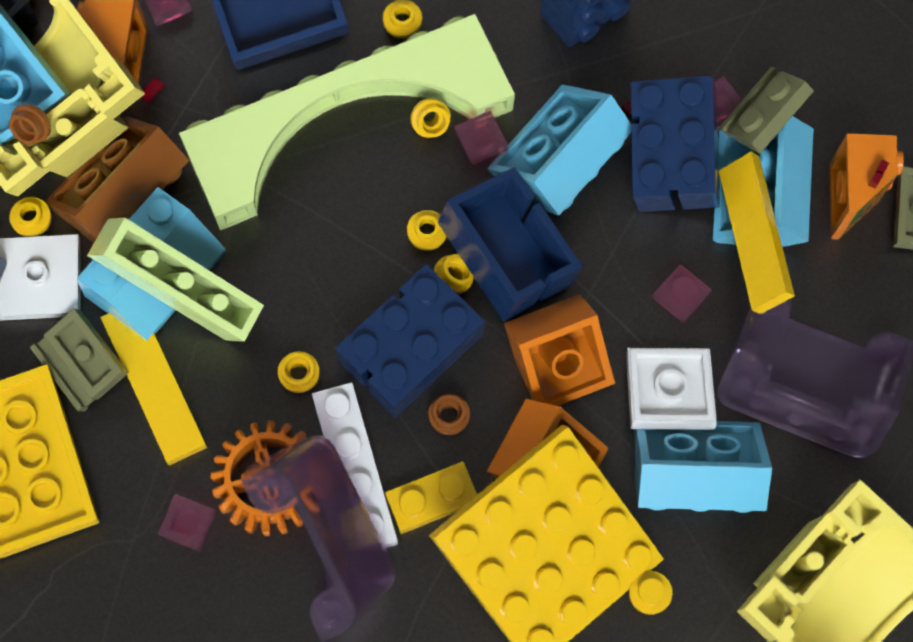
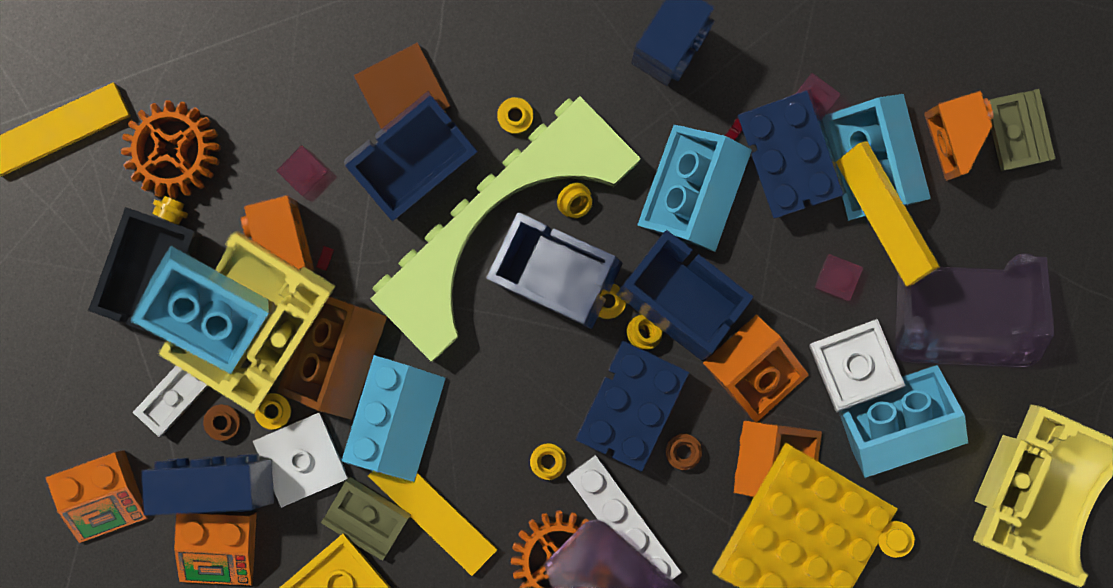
camera: 20 degrees left, 15 degrees up
(29, 124) = (252, 352): dark orange plate -> none
(175, 279) = (424, 436): yellowish green brick -> none
(377, 178) = (554, 273): none -> piece
(431, 497) = (694, 525): yellow plate -> none
(481, 138) = (623, 202): clear pink plate -> none
(766, 109) = (860, 98): olive plate -> none
(878, 174) = (977, 129): dark red piece -> none

